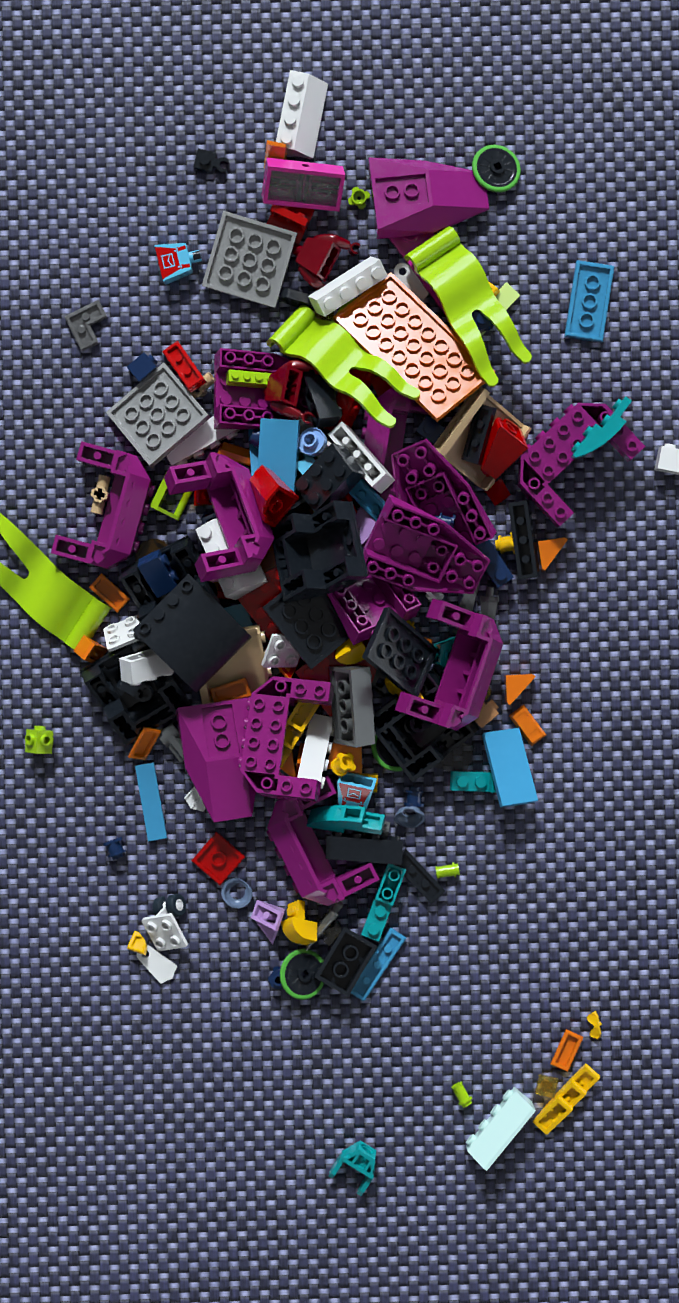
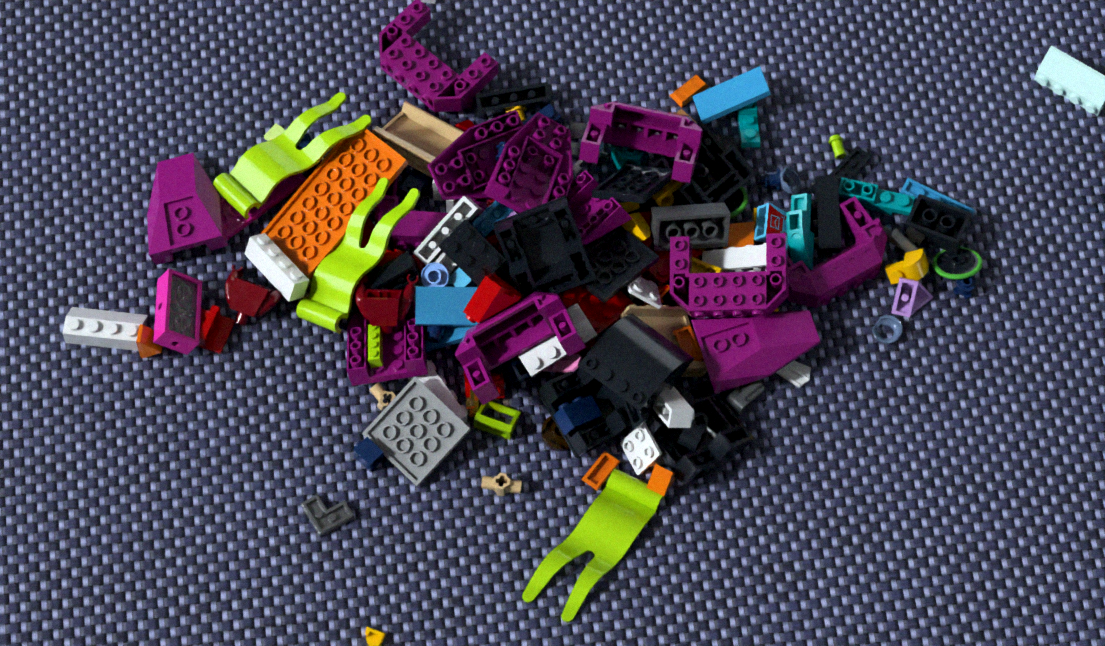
camera: 95 degrees left, 25 degrees down
(39, 740) = (759, 522): lime brick -> none
(115, 848) = (859, 444): dark blue brick -> none
(123, 511) = (522, 459): magenta wedge -> none
(137, 944) = (952, 415): yellow tile -> none
(144, 743) = (749, 422): orange tile -> none
(151, 801) = (807, 416): dark azure tile -> none
(158, 965) = (969, 399): white piece -> none
(163, 927) = (933, 392): white plate -> none
(176, 261) = (258, 431): torso -> none
(184, 366) = (365, 412): red tile -> none
(207, 161) = (154, 411): black plate -> none
(218, 858) = (855, 350): red tile -> none
(235, 453) = (448, 361): orange tile -> none
(249, 259) = (253, 362): light grey plate -> none
(295, 298) = (290, 316): black beam -> none
(342, 764) = (748, 233): yellow brick -> none
(356, 192) = (186, 265): lime plate -> none
(411, 281) = (264, 218): white piece -> none
(461, 1094) = (1050, 119): lime pin -> none
(479, 434) = (419, 138): black plate -> none
(484, 168) = (153, 151): black wheel -> none
(503, 447) = (428, 119): red slope -> none
(515, 685) = (653, 98): orange slope -> none
(546, 1086) = (1028, 50): clear yellow plate -> none
(548, 550) = (518, 77): orange slope -> none
(566, 1050) = (991, 36): orange tile -> none
(566, 1099) = (1034, 31): yellow slope -> none
(589, 301) = (278, 66): dark azure tile -> none
(593, 1018) = (958, 16): yellow piece -> none
(597, 435) = (411, 30): teal slope -> none

